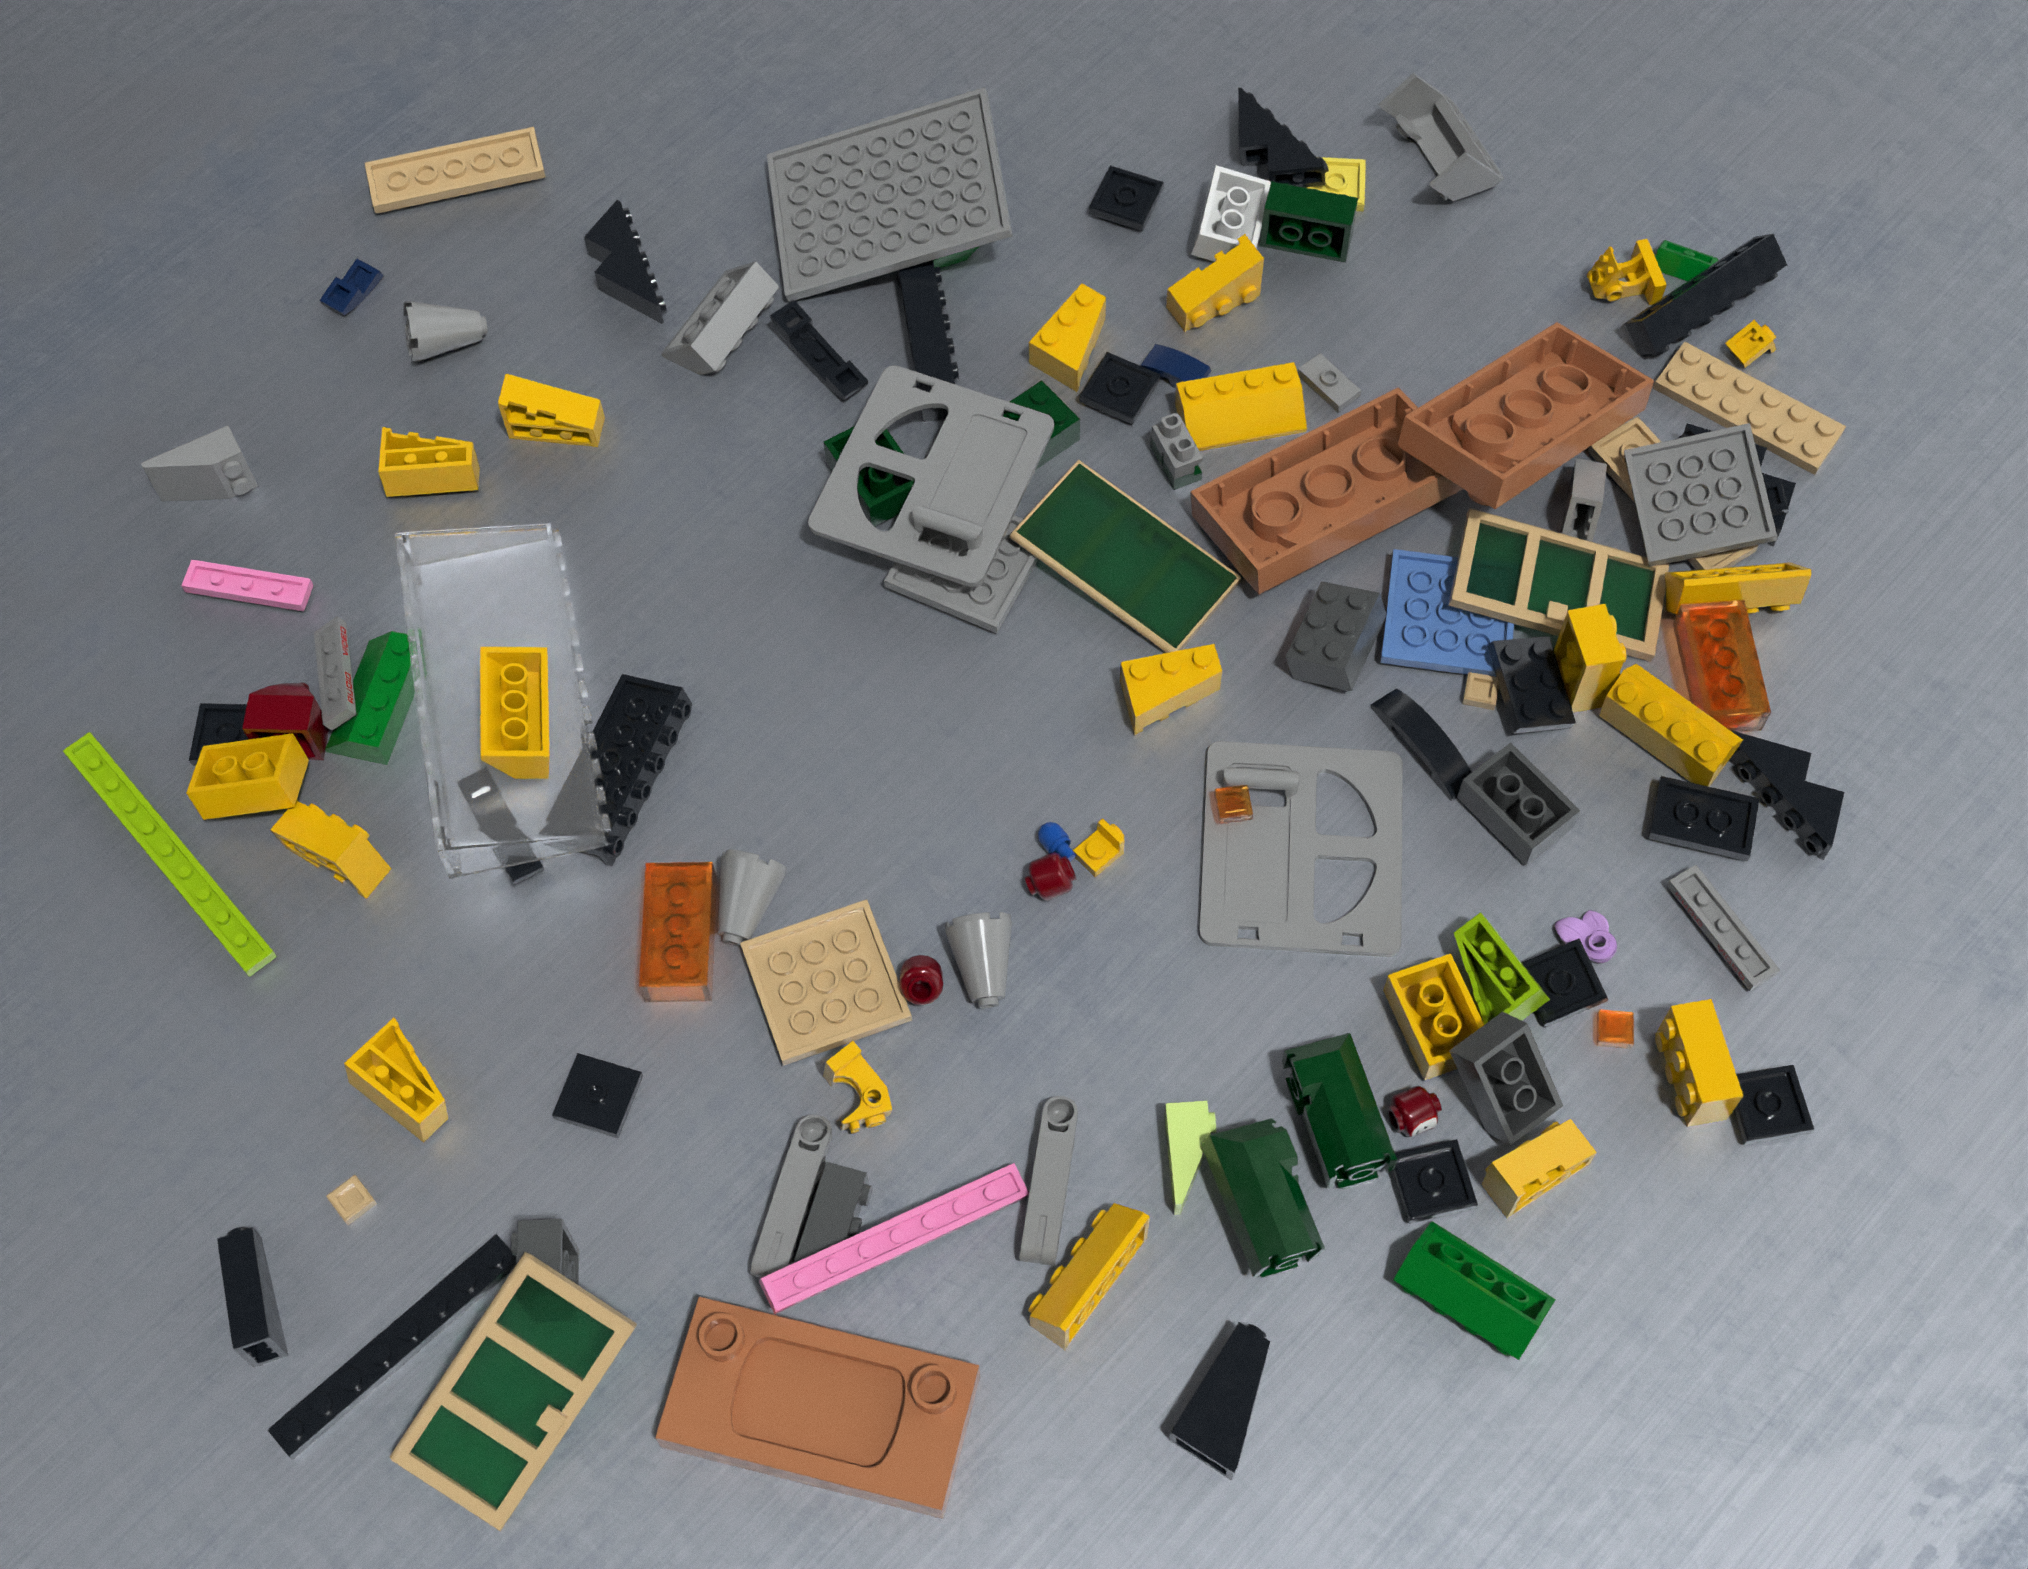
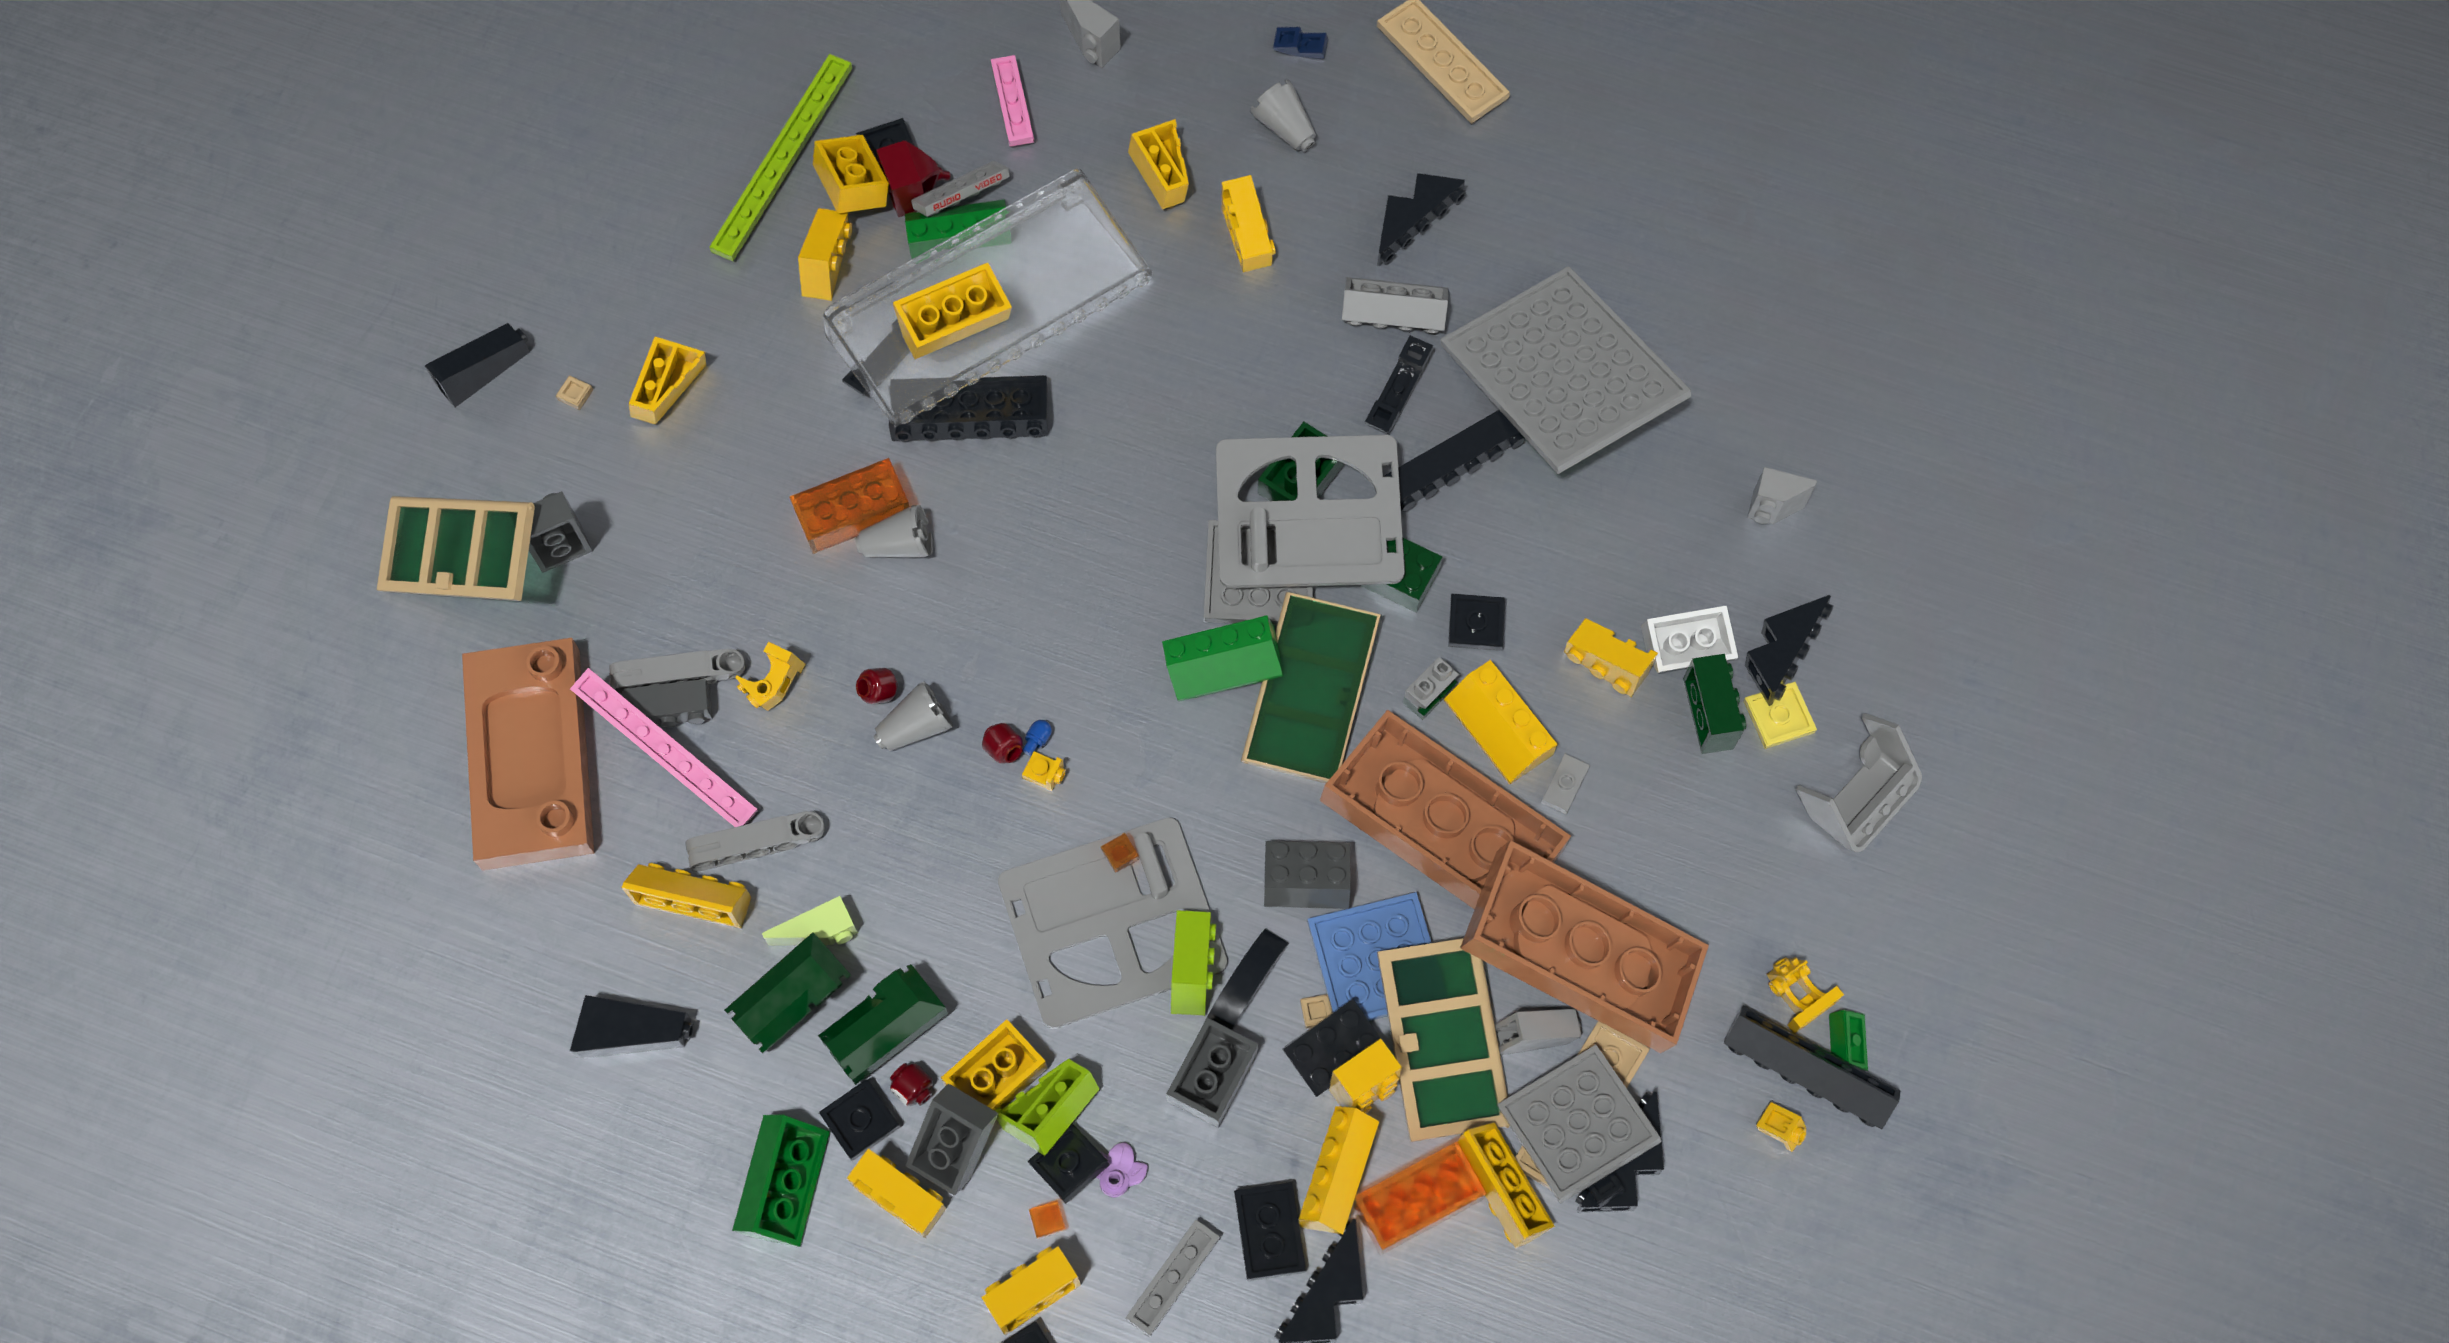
camera: 65 degrees right, 5 degrees up
(393, 1347) = (475, 464): black plate -> none
(597, 1095) = (708, 511): black plate -> none
(825, 982) = (853, 621): tan plate -> none
(1057, 622) = (1223, 658): none -> green slope
(1069, 336) = (1506, 563): yellow wedge -> none
(1113, 86) = (1779, 496): none -> light grey slope
(1126, 198) = (1672, 553): black plate -> none
(1167, 682) = (1208, 762): yellow wedge -> none
(1175, 365) = (1518, 657): dark blue slope -> none
(1391, 774) = (1191, 962): none -> lime wedge
(1739, 399) = (1714, 1147): tan plate -> none

